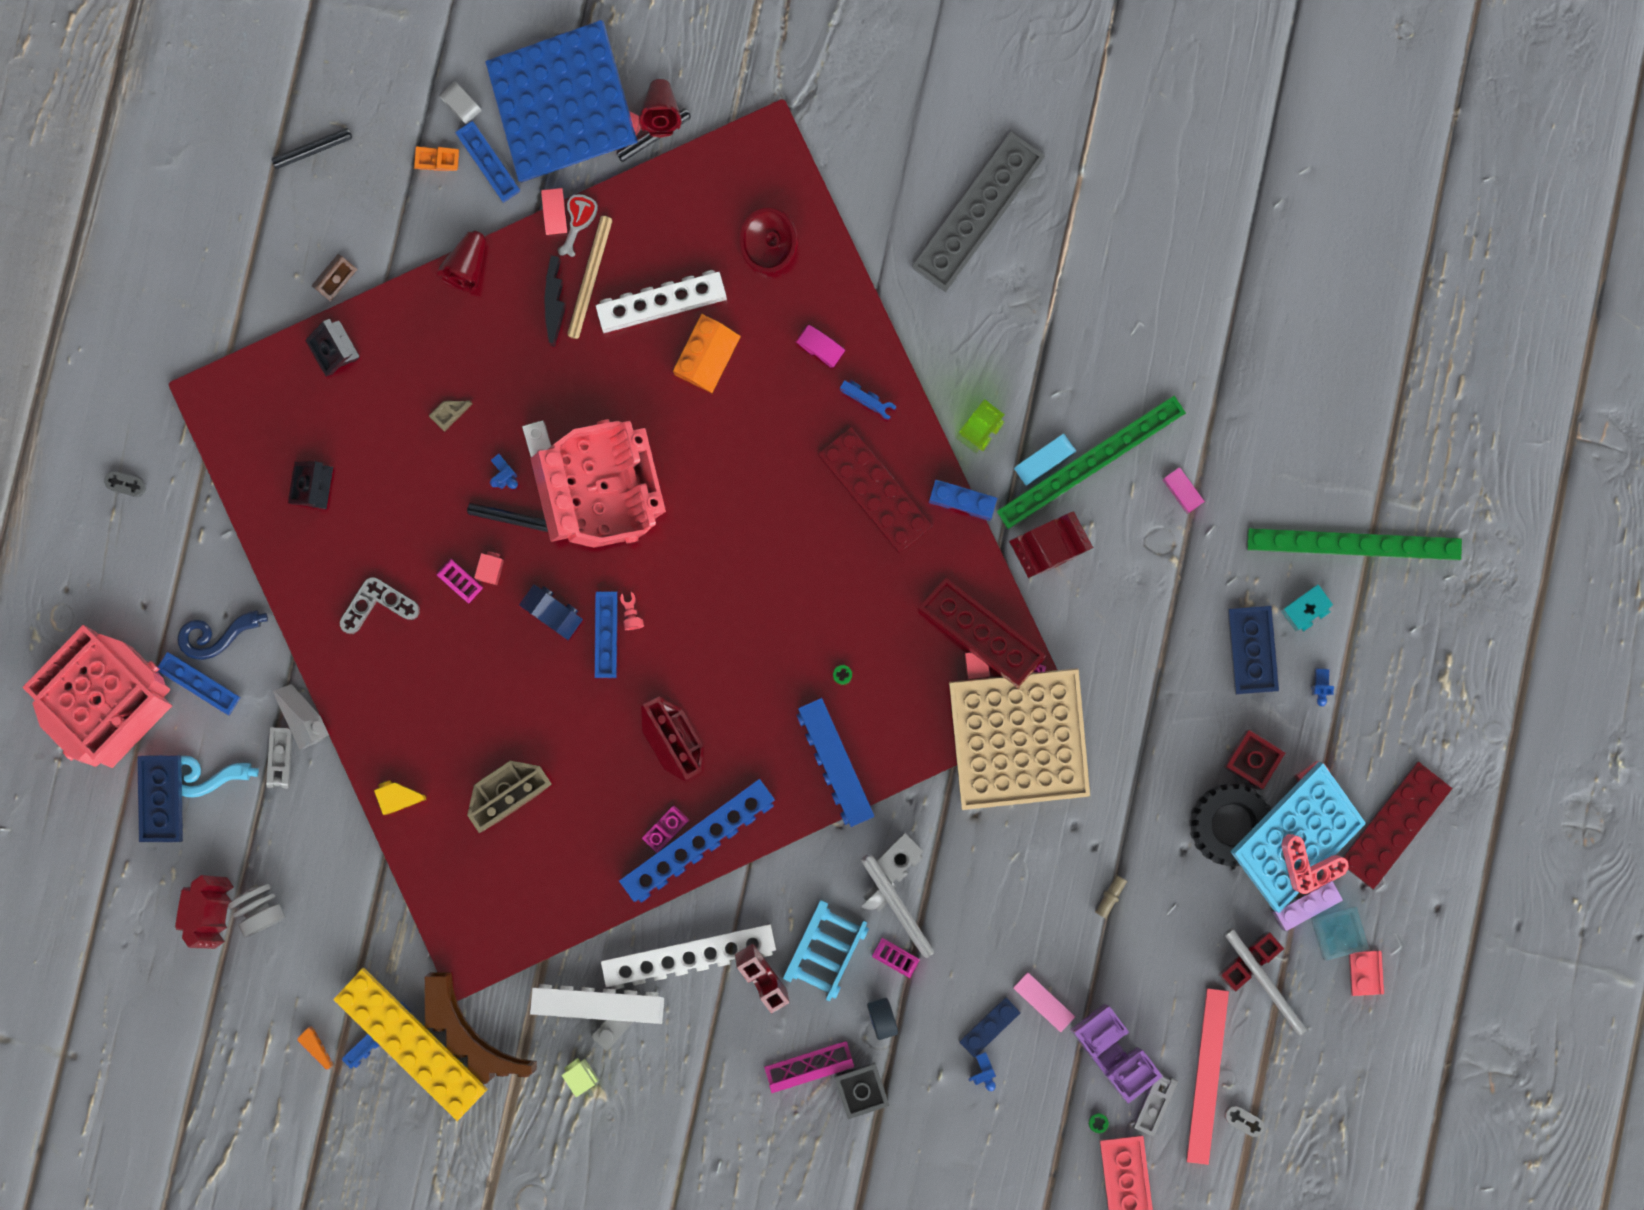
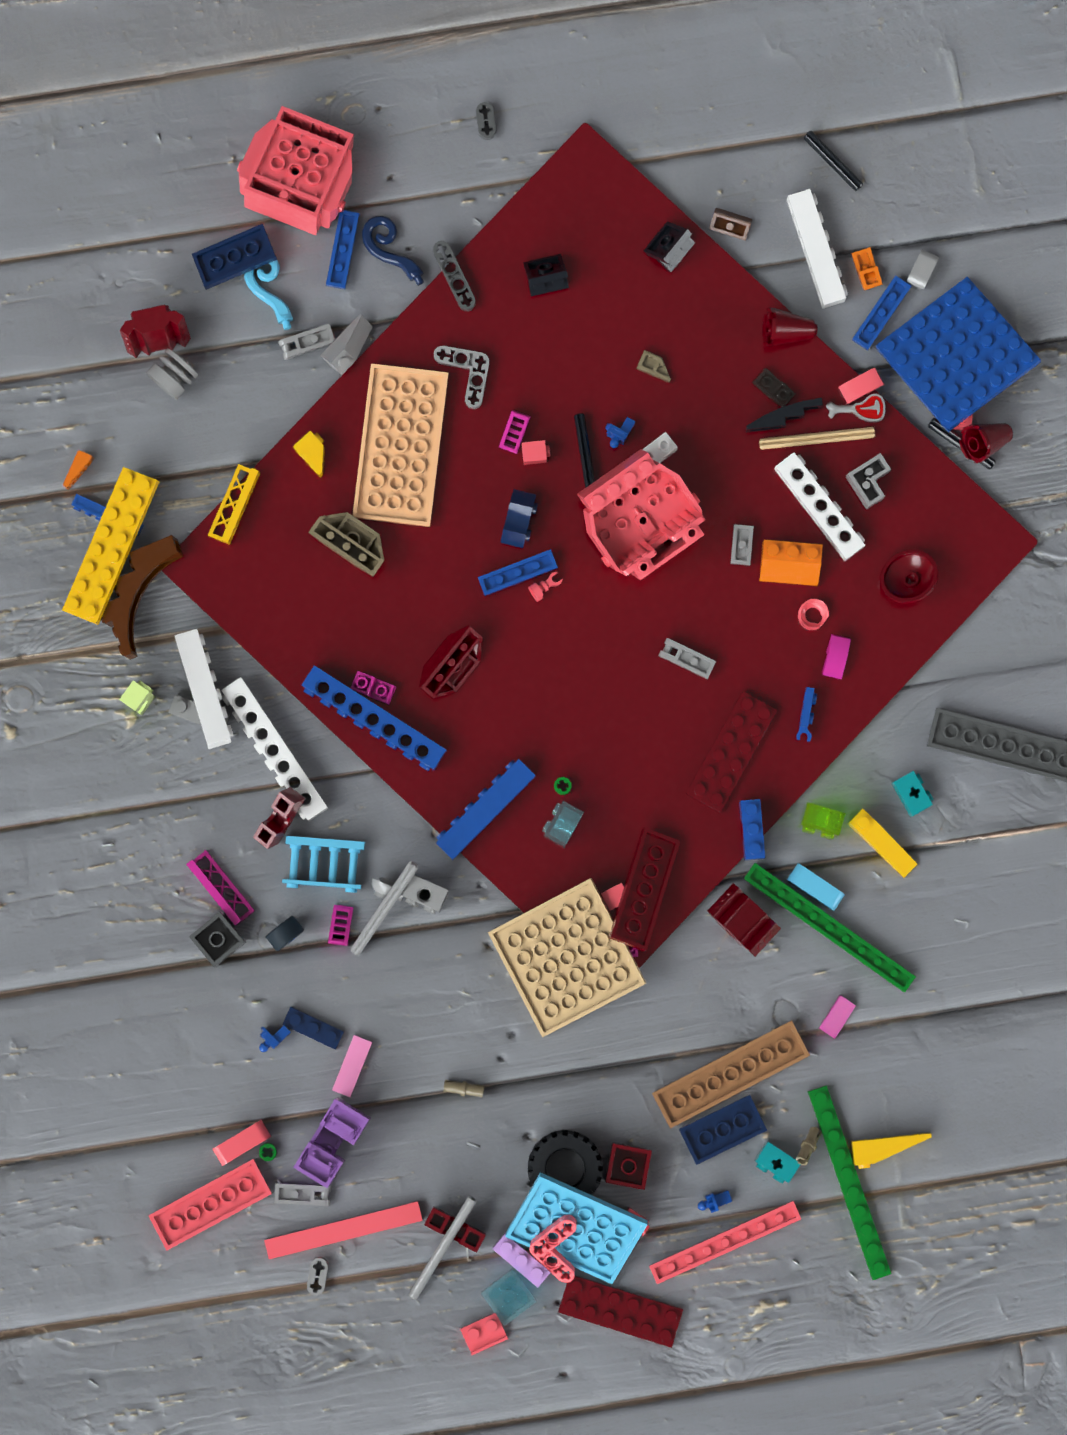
camera: 70 degrees right, 0 degrees up
(273, 583) = (453, 276): none -> dark grey beam
(395, 200) = (816, 248): none -> white brick
(426, 703) = (400, 445): none -> light nougat plate
(426, 896) = (240, 506): none -> yellow fence
(521, 300) = (773, 388): none -> clear smoke slope
(653, 246) = (864, 480): none -> light grey brick
(668, 395) = (742, 545): none -> light grey plate
(763, 496) = (687, 658): none -> light grey plate
(764, 341) = (813, 603): none -> coral piece
(882, 689) = (563, 824): none -> clear light blue brick
(999, 330) = (912, 804): none -> teal brick
(1025, 375) = (882, 842): none -> yellow slope
(1079, 1146) = (241, 1142): none -> coral beam
(1200, 620) = (730, 1074): none -> medium nougat plate
(1303, 570) = (808, 1146): none -> dark tan pin
(1332, 503) = (877, 1149): none -> yellow slope
(1367, 692) = (725, 1242): none -> coral plate

